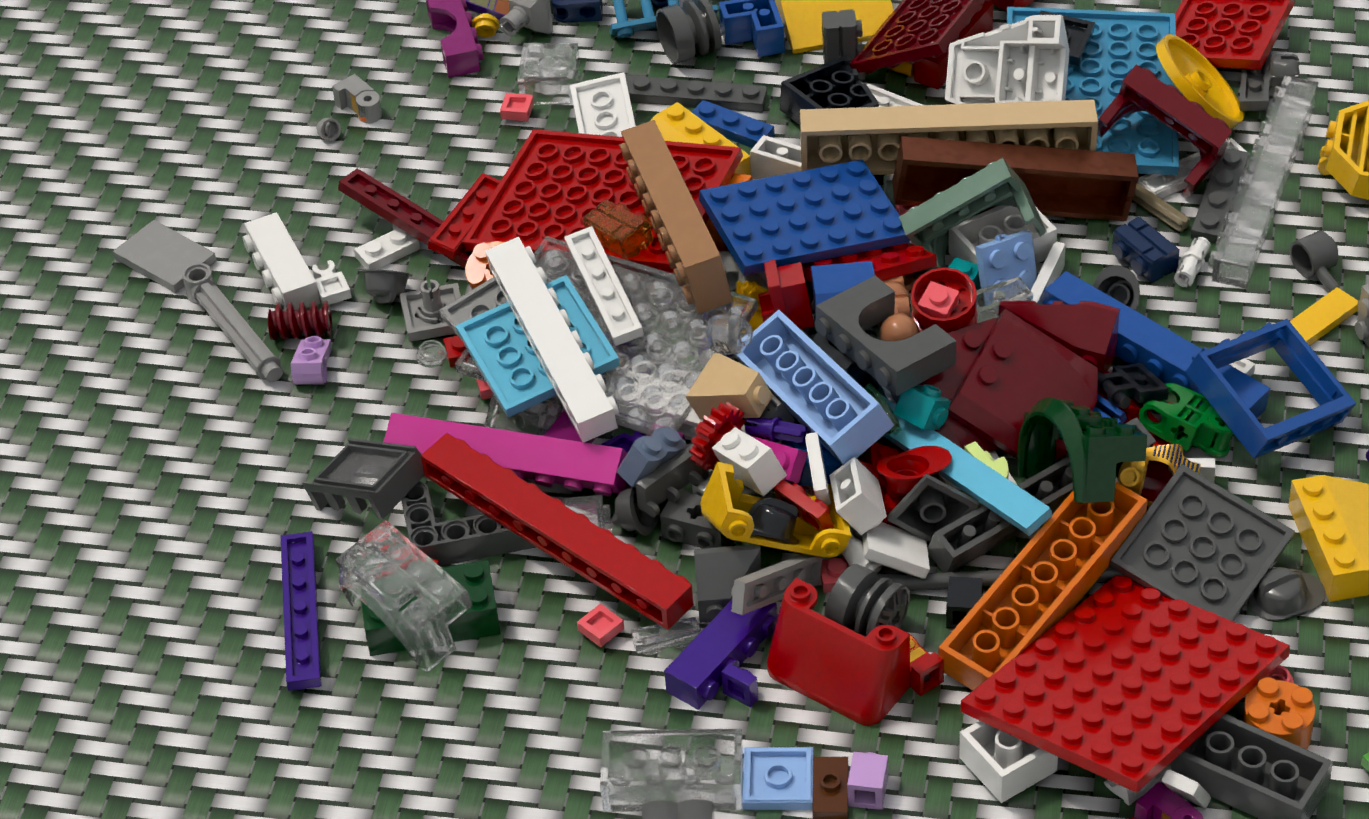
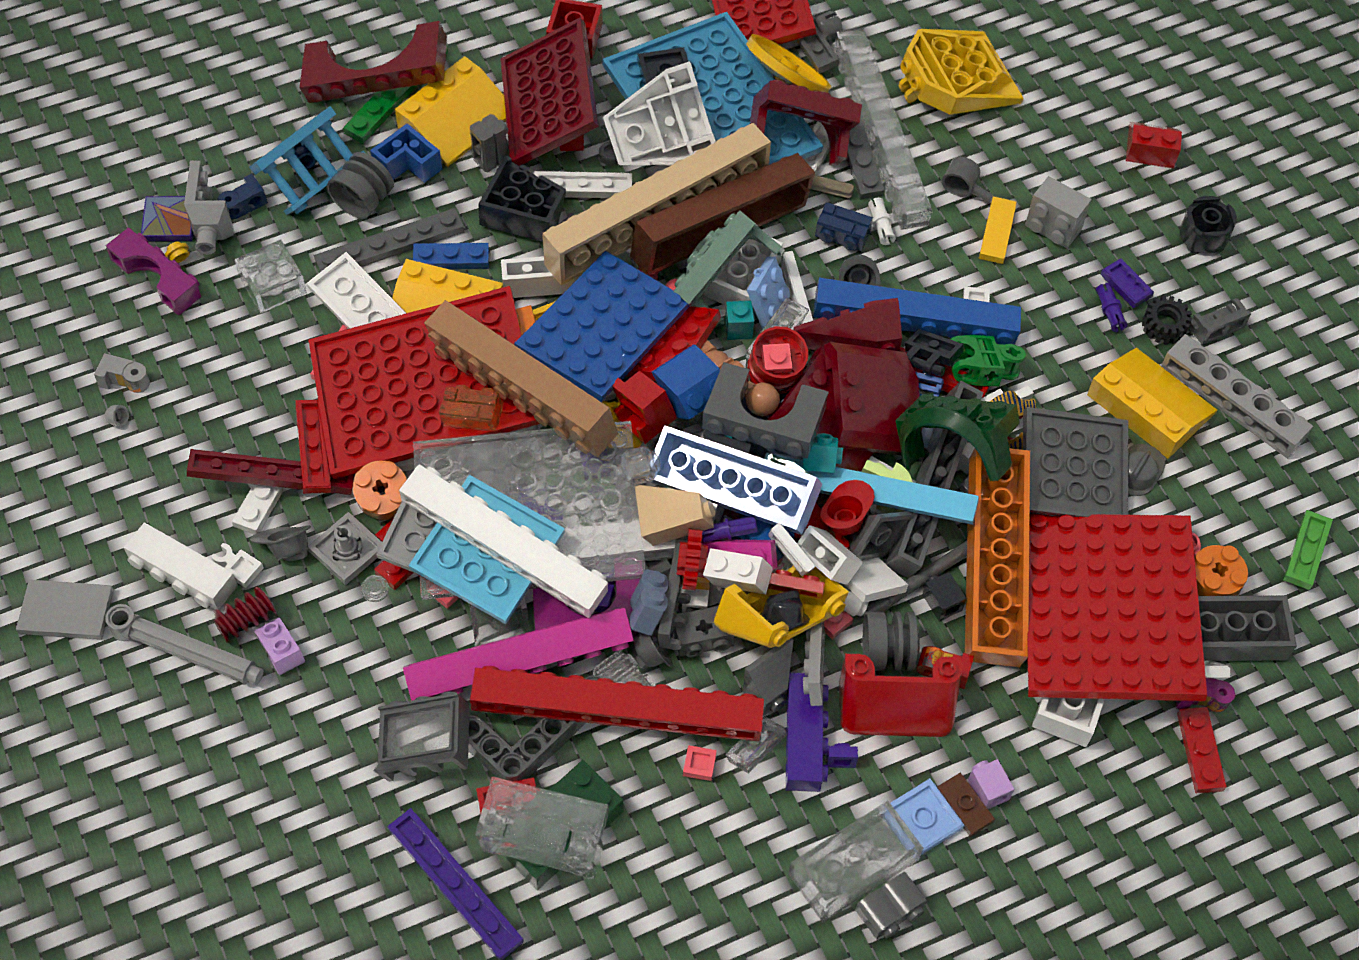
camera: 40 degrees left, 15 degrees up
(516, 107) = (265, 319): coral plate -> none
(604, 286) = (501, 467): white plate -> none
(1301, 359) = (1040, 282): blue window -> none

